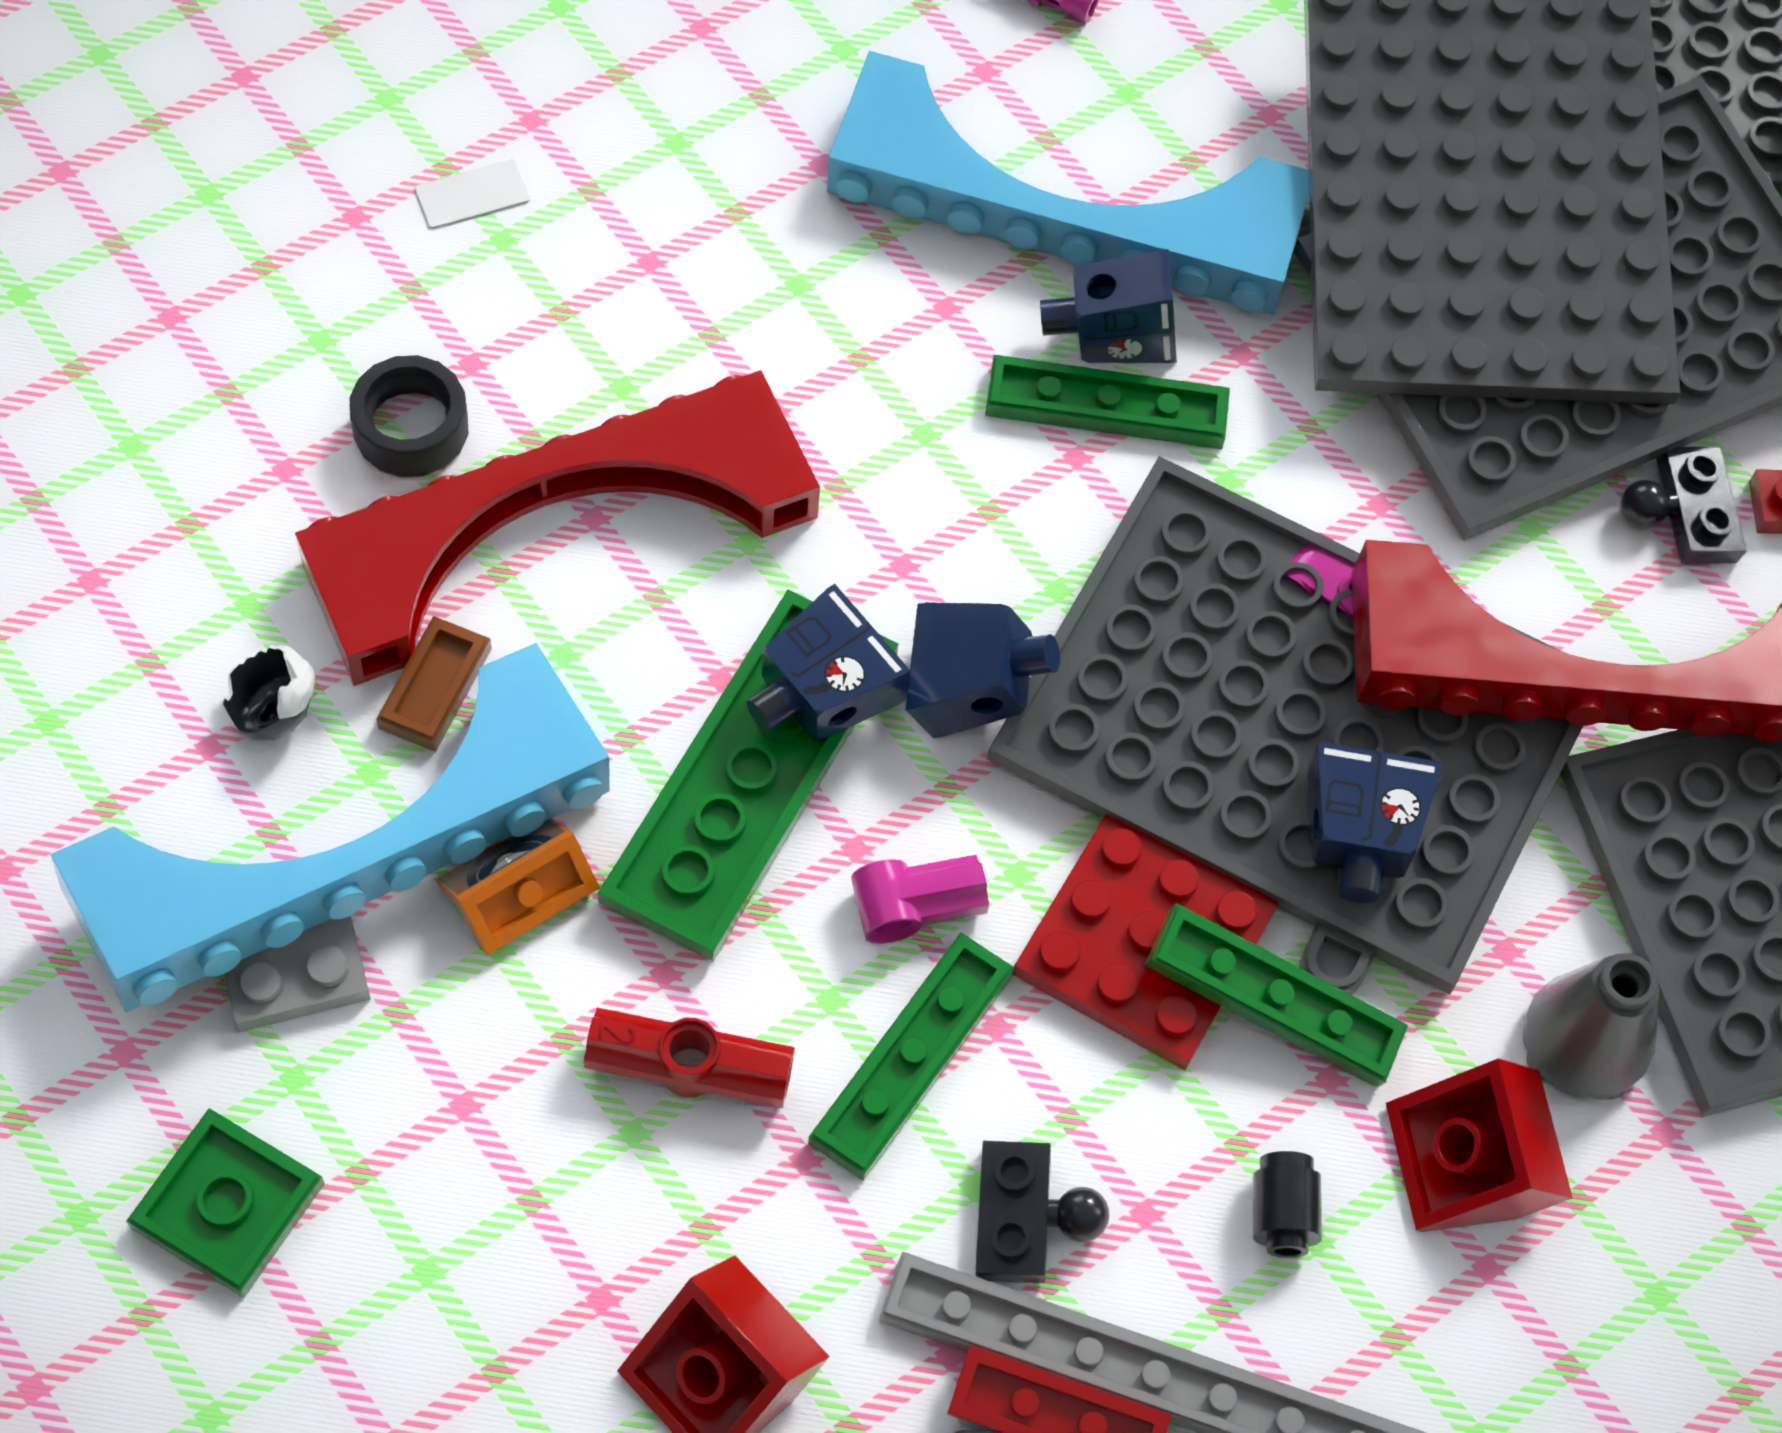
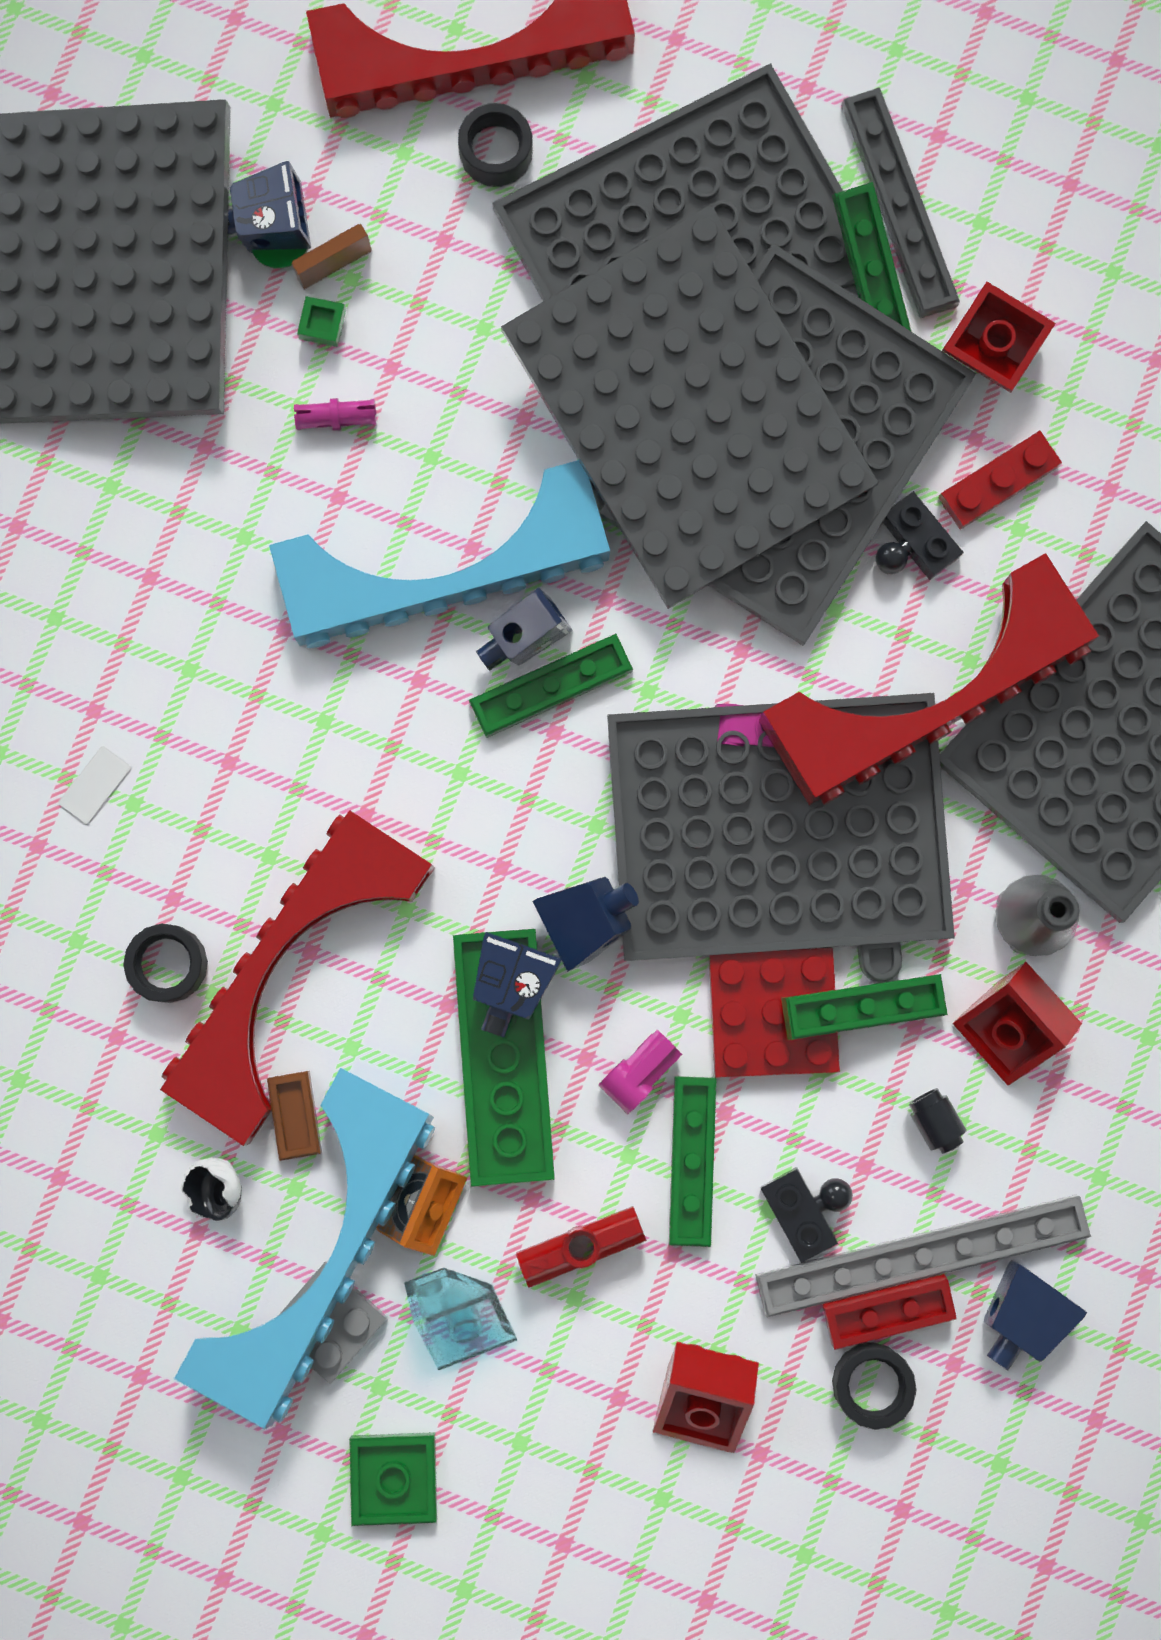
camera: 30 degrees left, 20 degrees up
(464, 1043) = (457, 1316): none -> clear light blue slope
(1367, 813) = (857, 876): dark blue torso -> none

